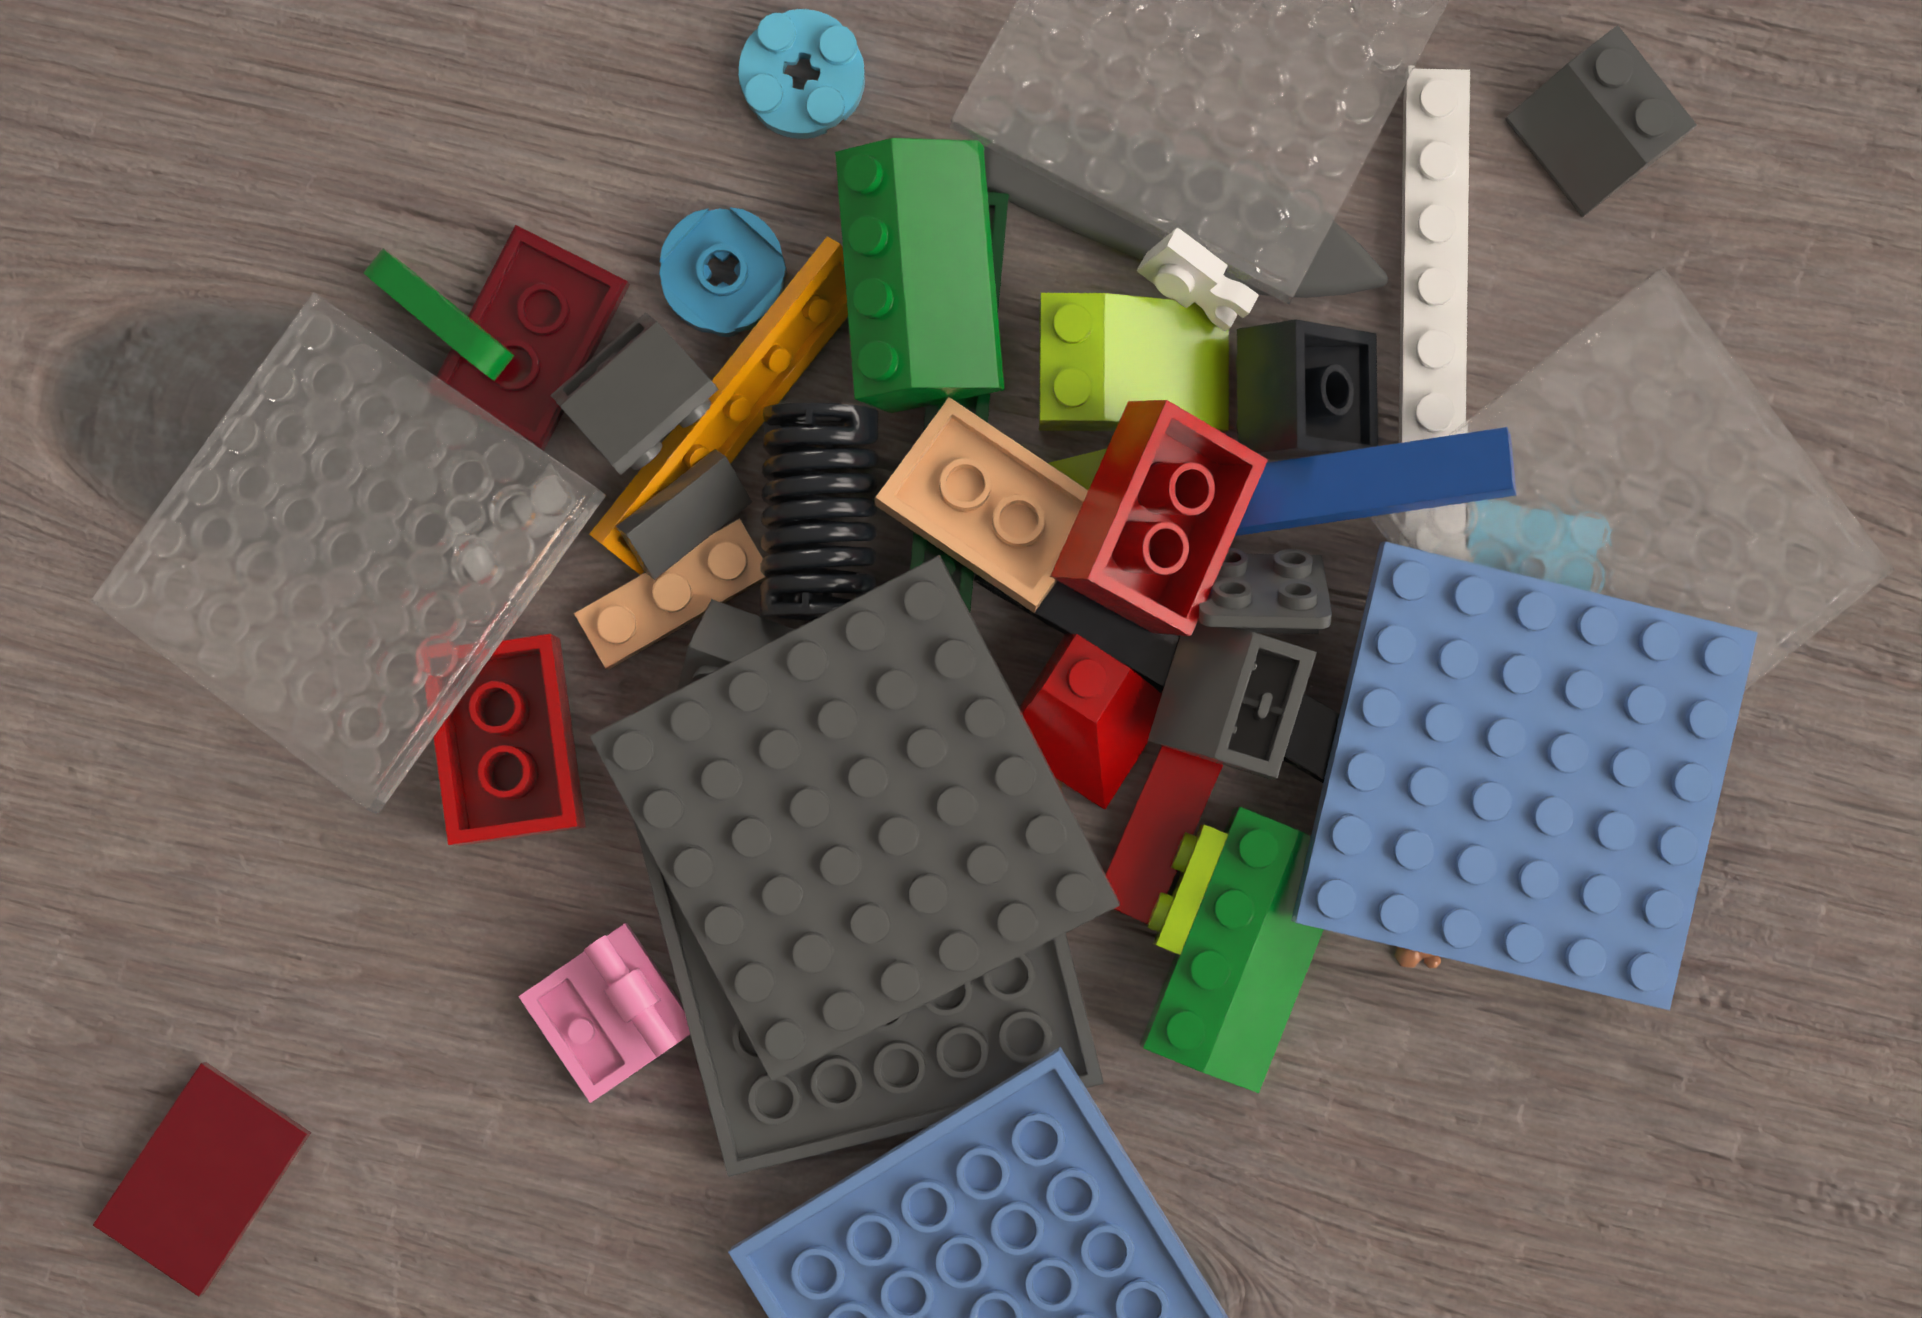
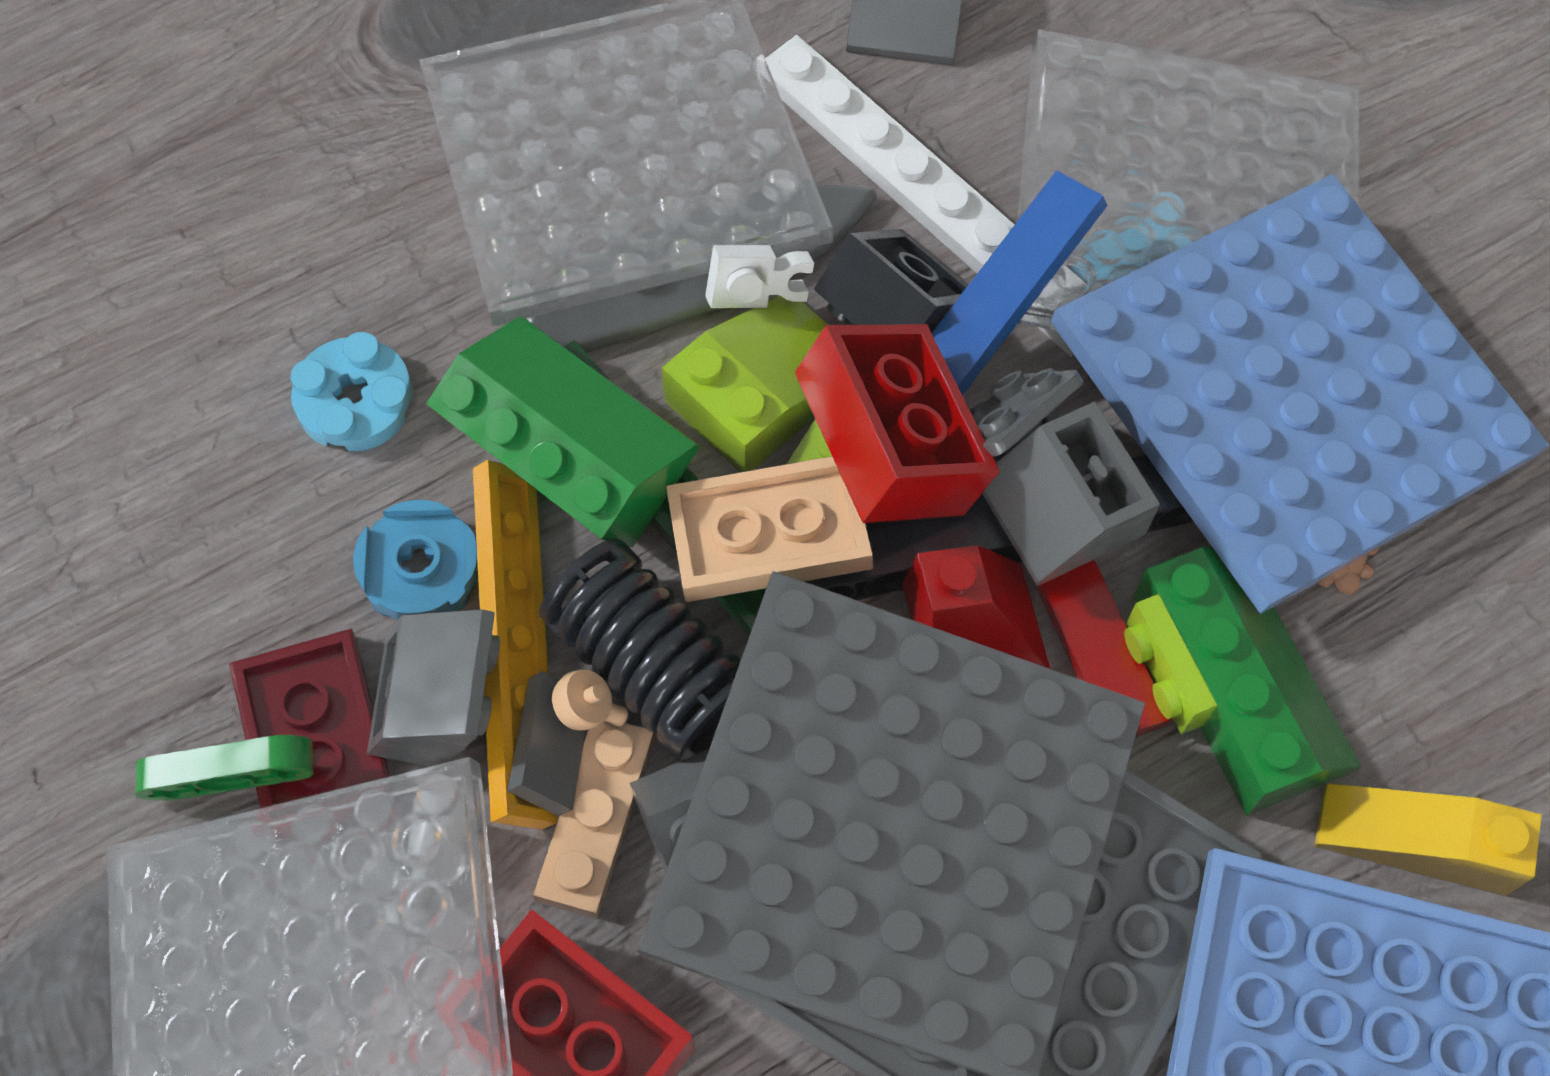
camera: 50 degrees left, 20 degrees down
(733, 510) = (585, 701): none -> light nougat piece
(1245, 1184) = (1432, 835): none -> yellow slope

